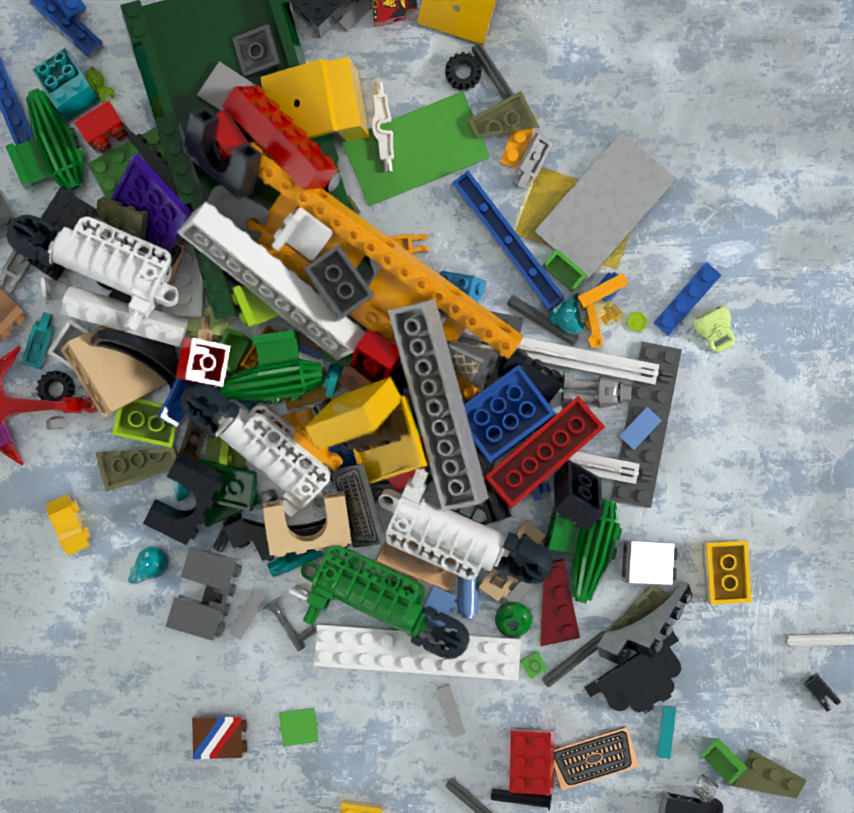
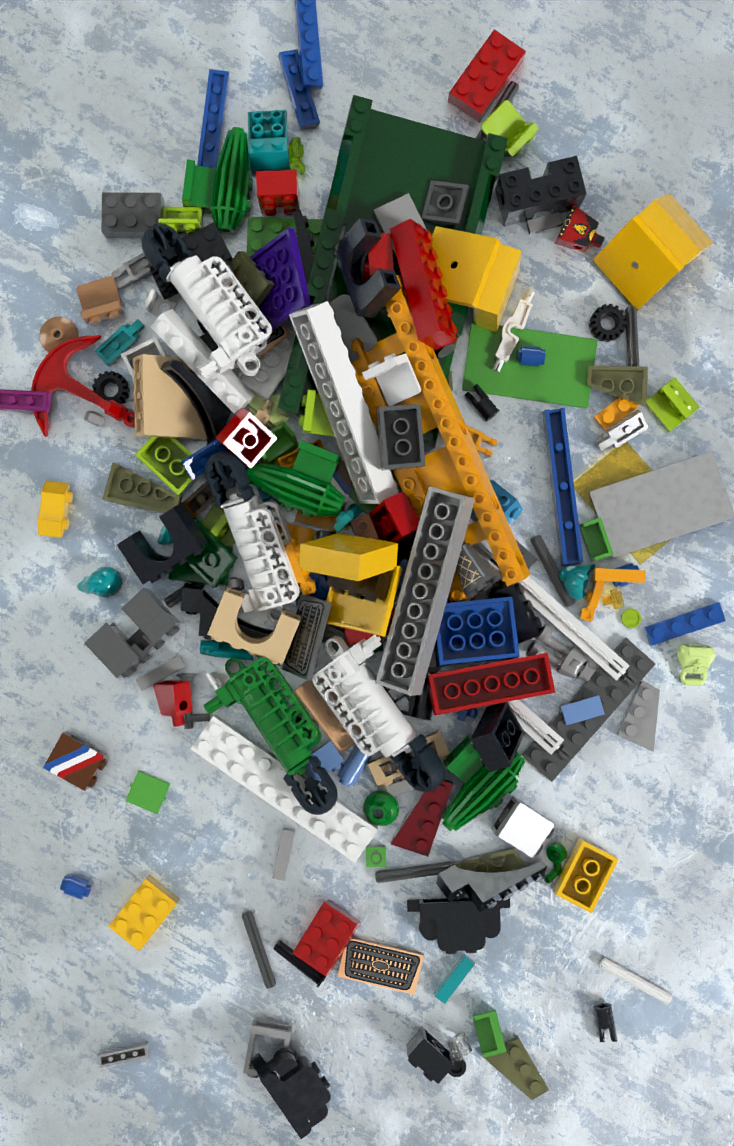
camera: 20 degrees right, 0 degrees up
(30, 199) = (183, 218): none -> lime bracket
(274, 630) = (174, 699): none -> red torso
(397, 209) = (484, 406): none -> black hinge
(411, 141) = (530, 356): none -> blue brick
(562, 110) = (671, 404): none -> lime bracket
(692, 569) = (557, 854): none -> green plate
(696, 404) = (641, 717): none -> light grey wing

